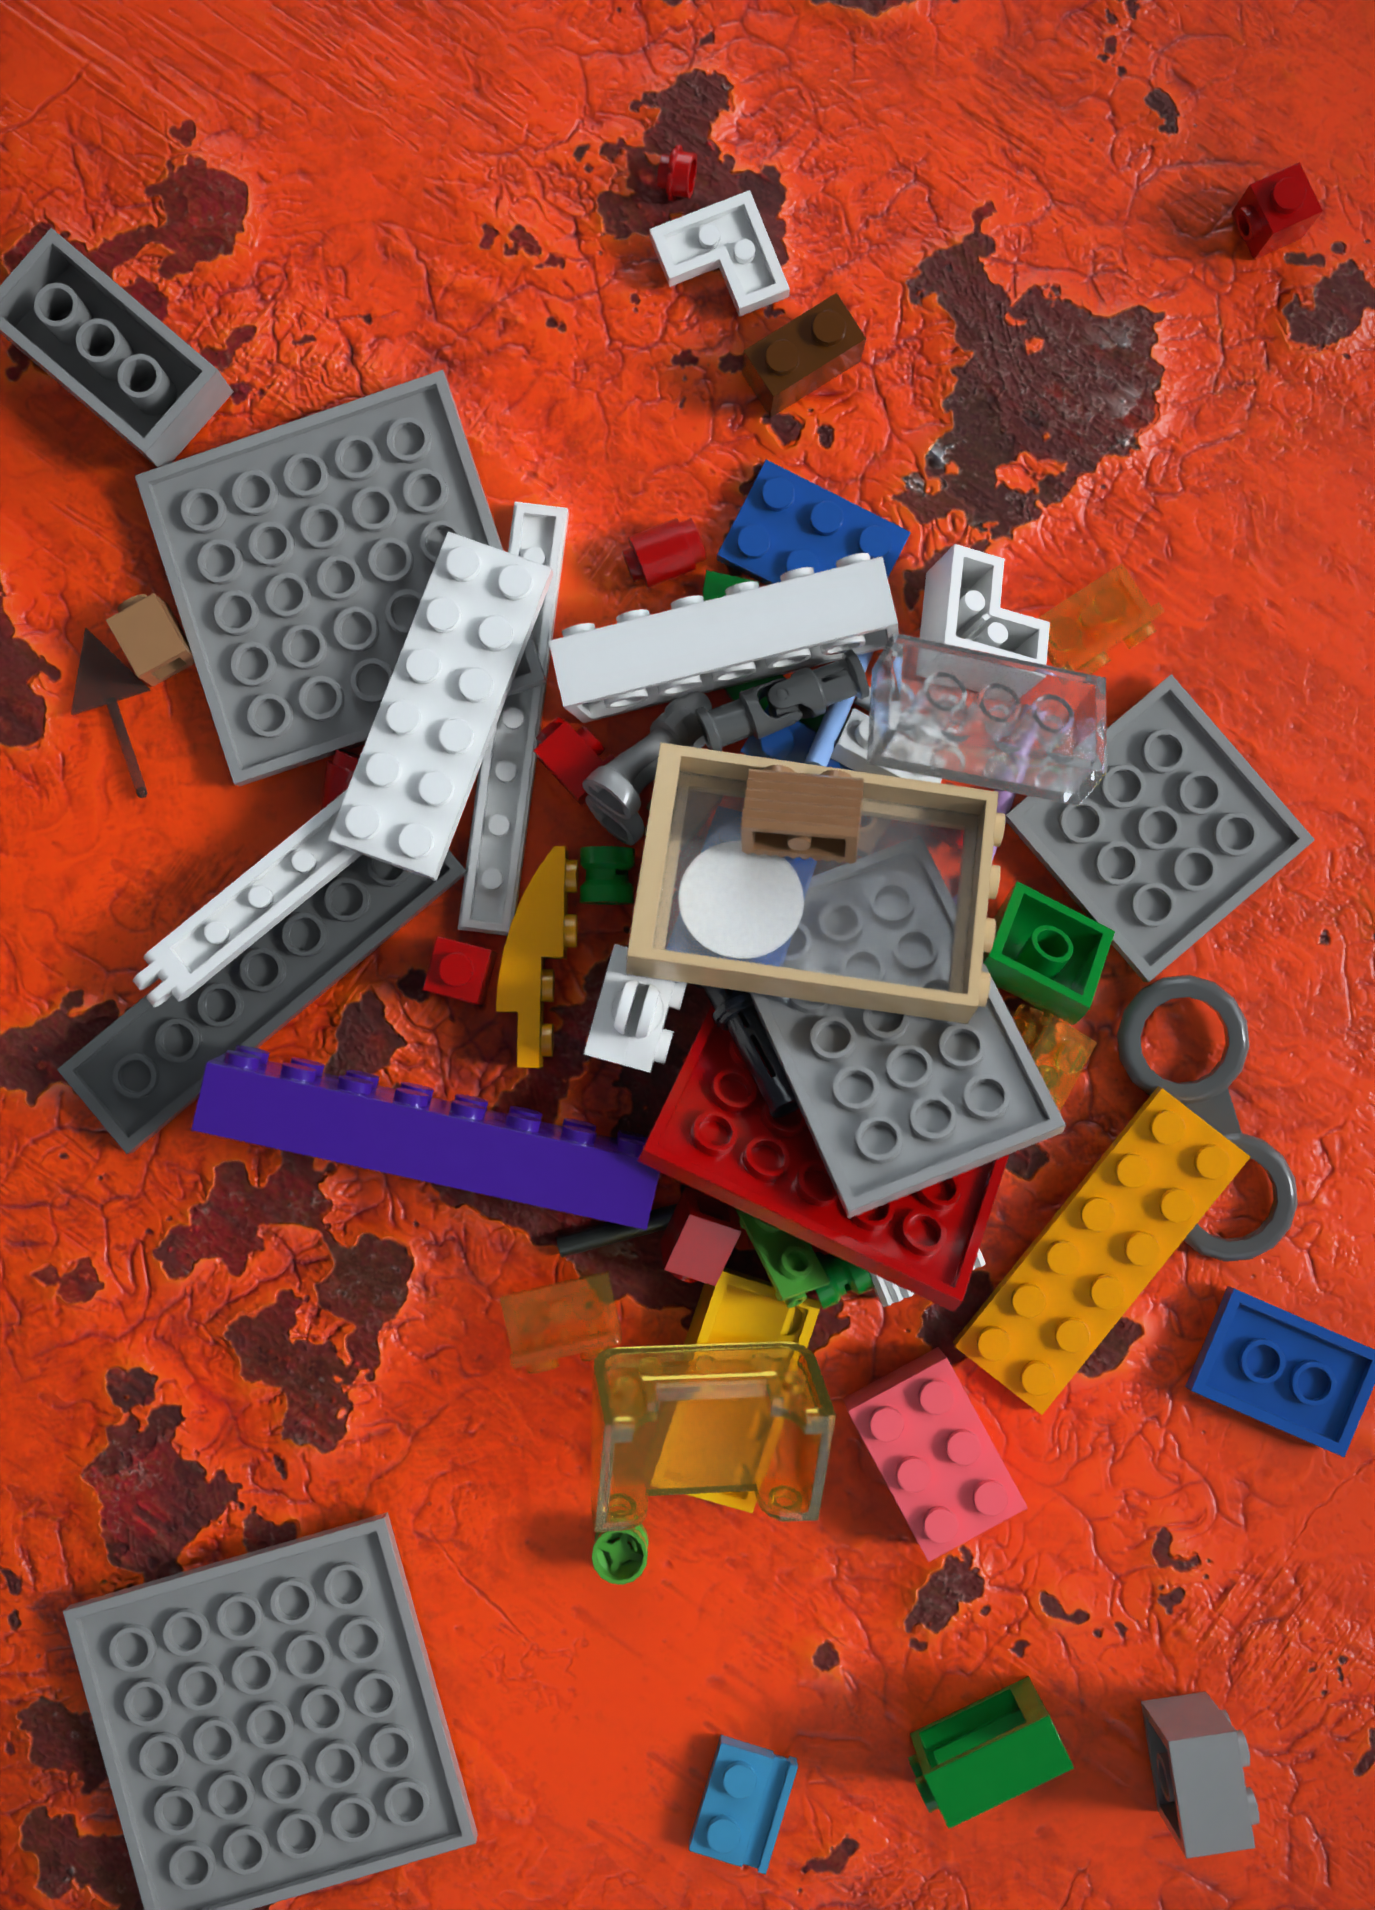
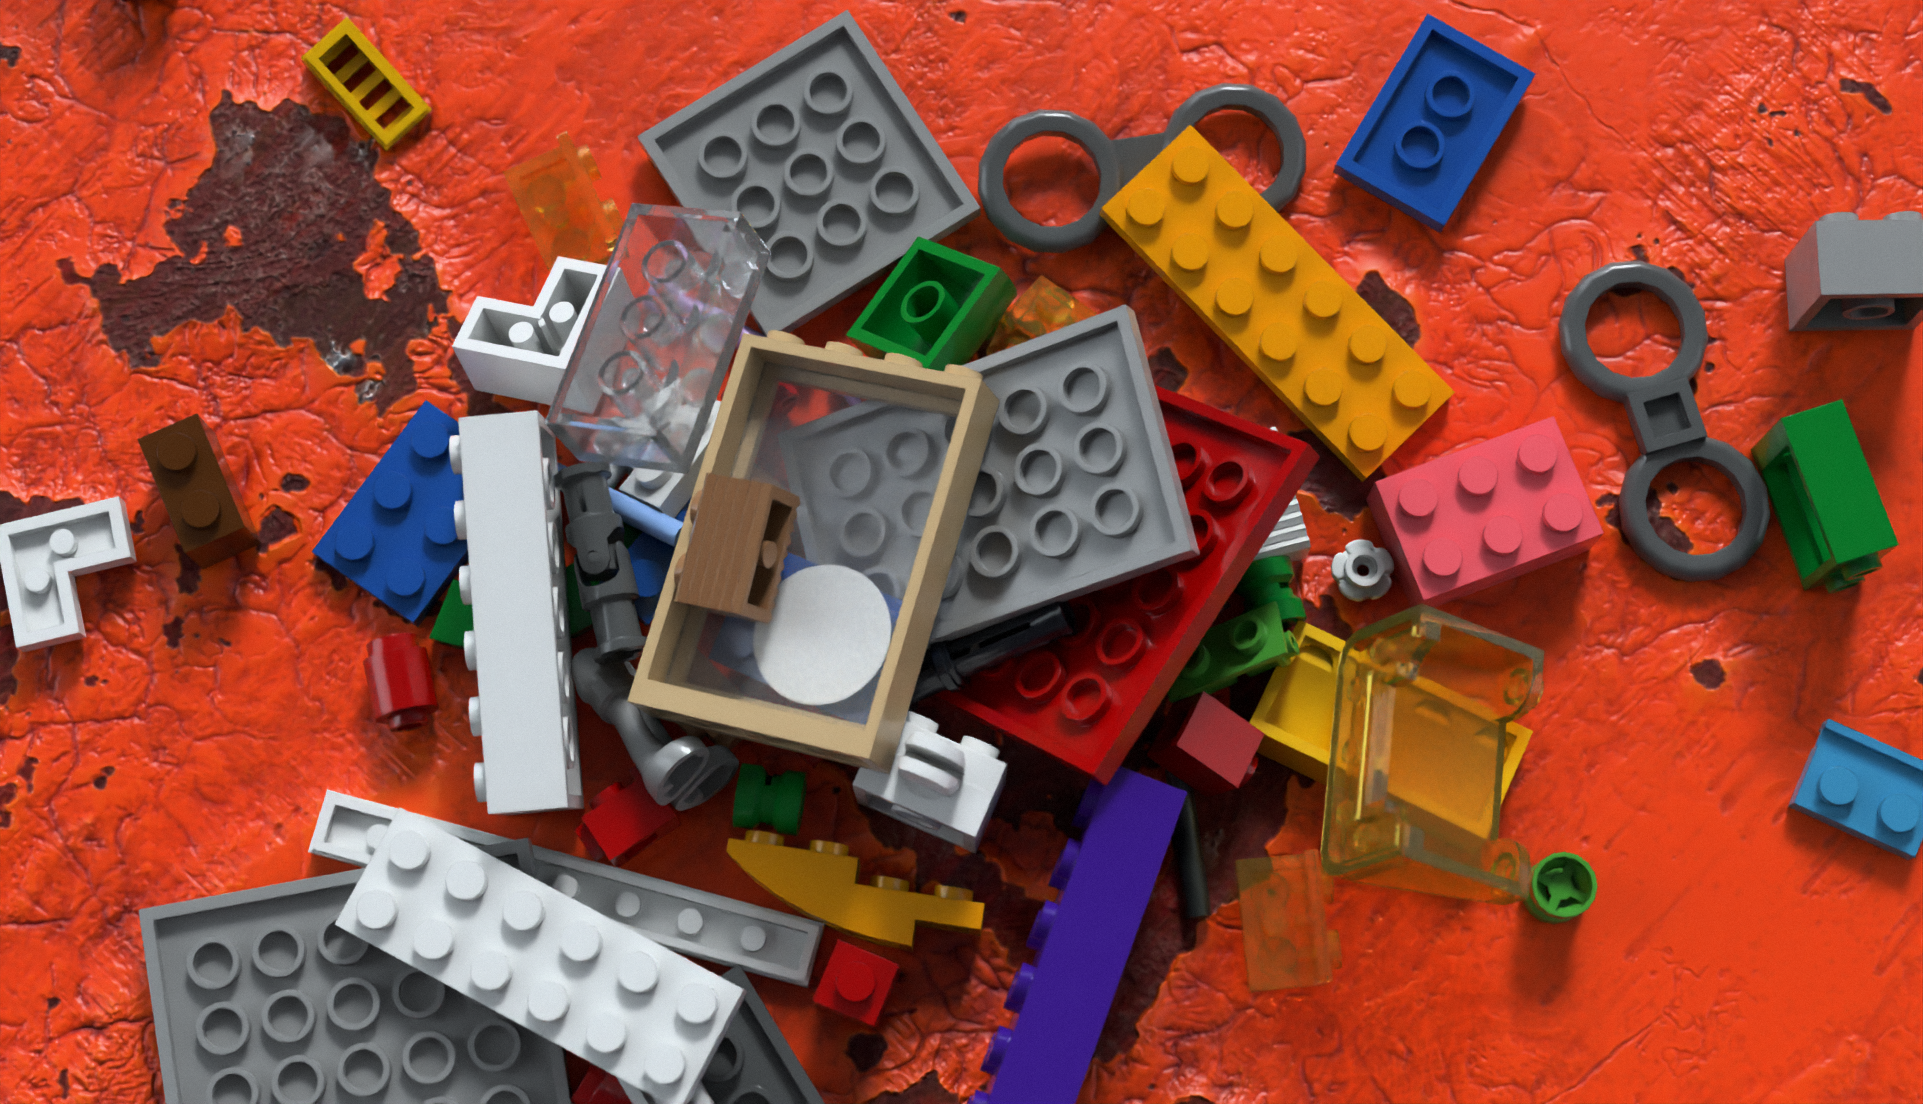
camera: 80 degrees left, 10 degrees down
(862, 1341) = (1362, 587): none -> white plate
(1044, 1599) = (1664, 421): none -> dark grey bar
(1215, 397) = (332, 46): none -> yellow slope

